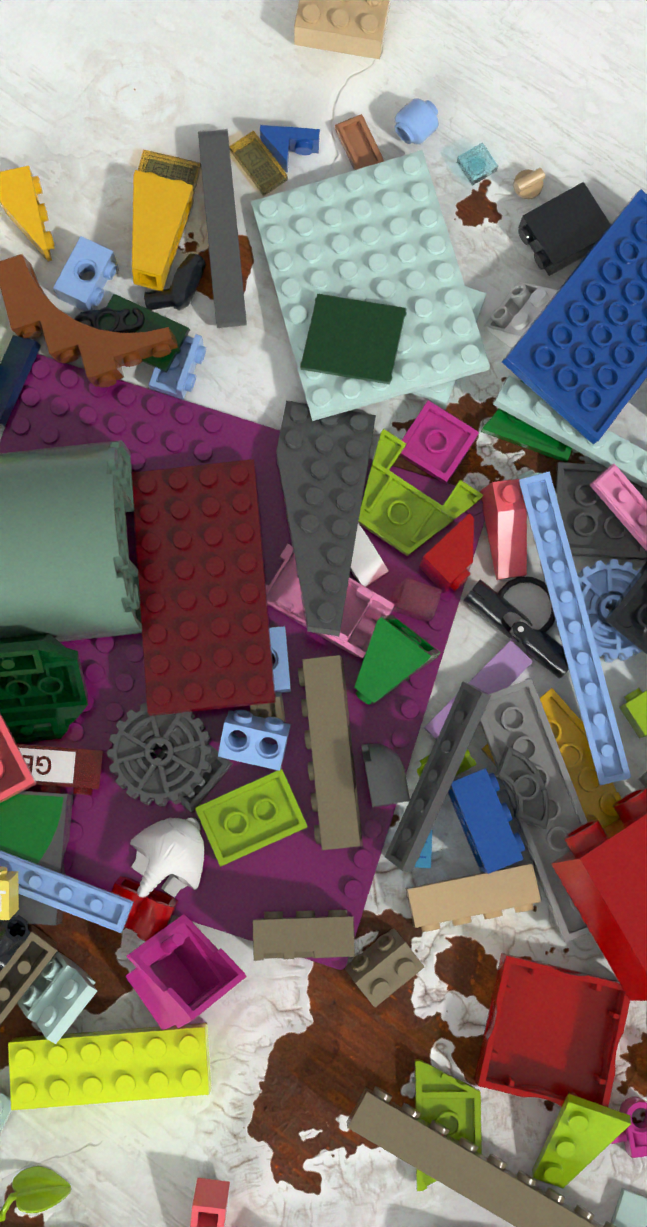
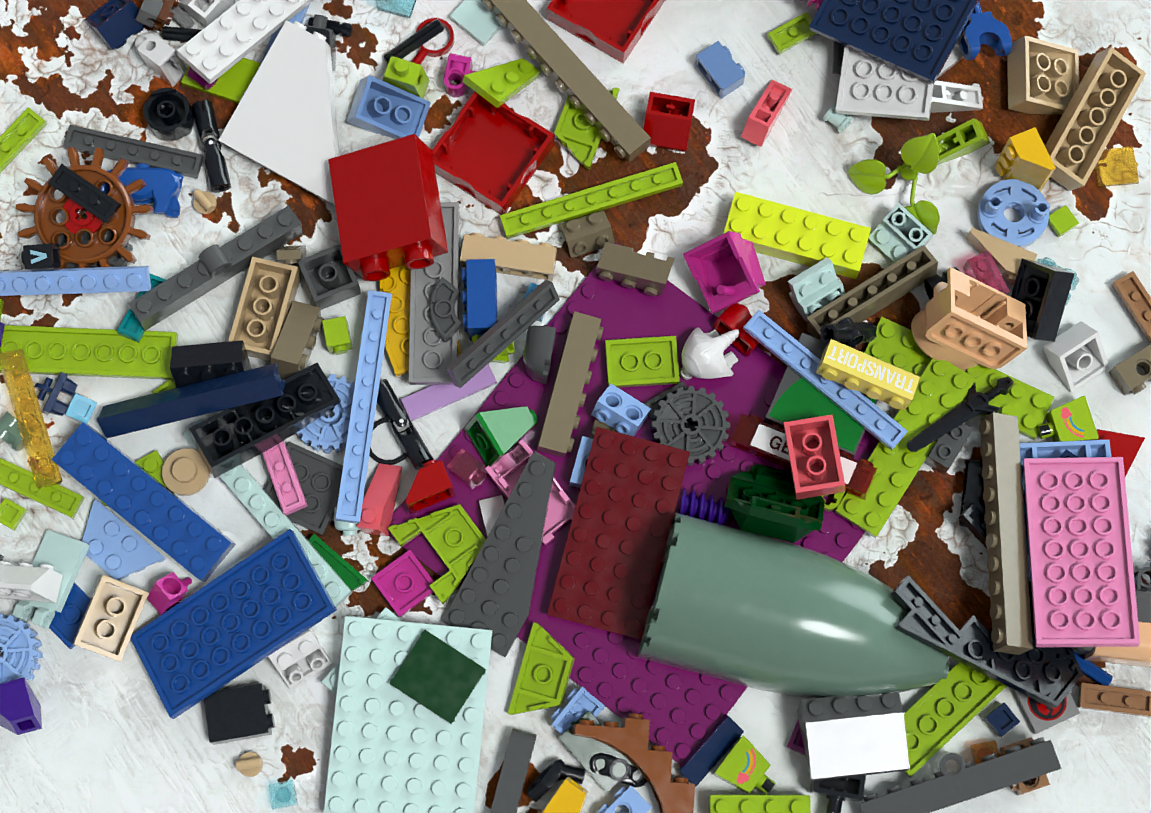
camera: 155 degrees left, 5 degrees down
(110, 655) = (704, 508): none -> dark purple piece
(235, 396) = (542, 674): none -> lime wing
(333, 1167) = (669, 120): none -> red slope
(394, 1016) = (591, 200): none -> lime plate

